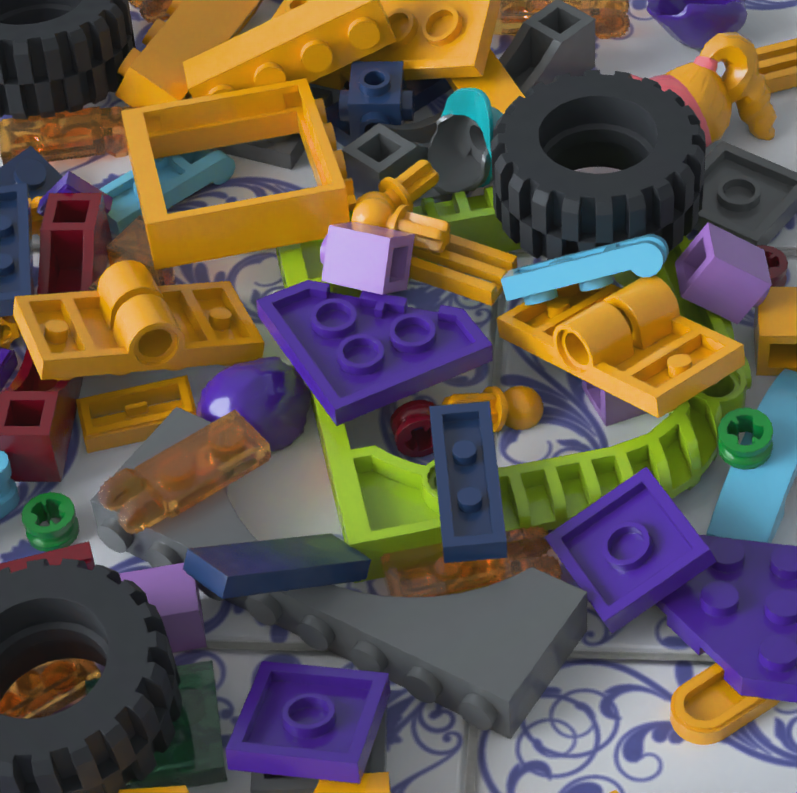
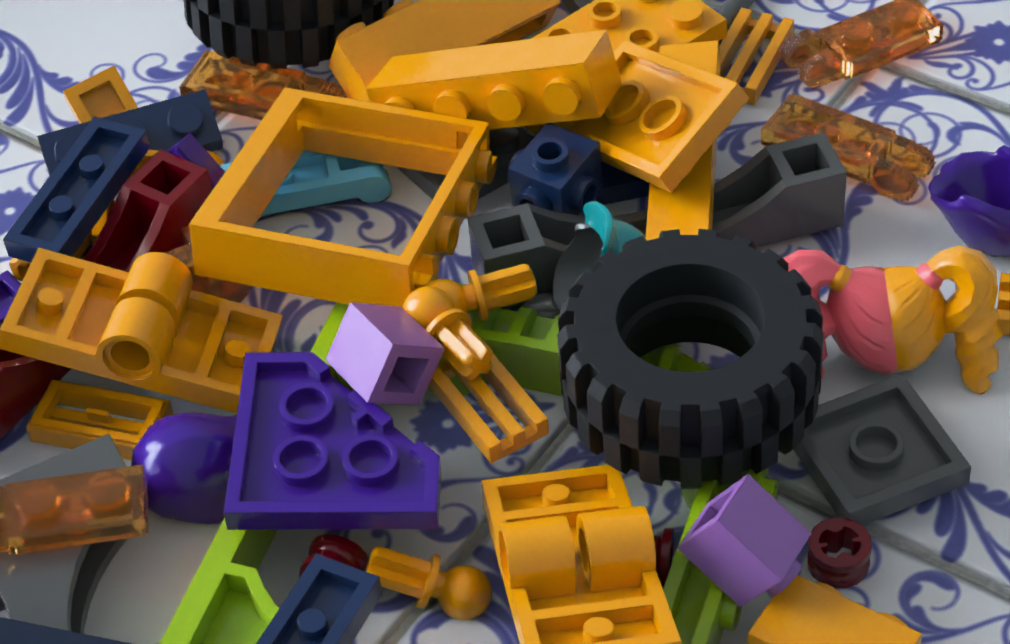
camera: 30 degrees right, 0 degrees up
(588, 268) = (594, 469): medium azure plate -> none

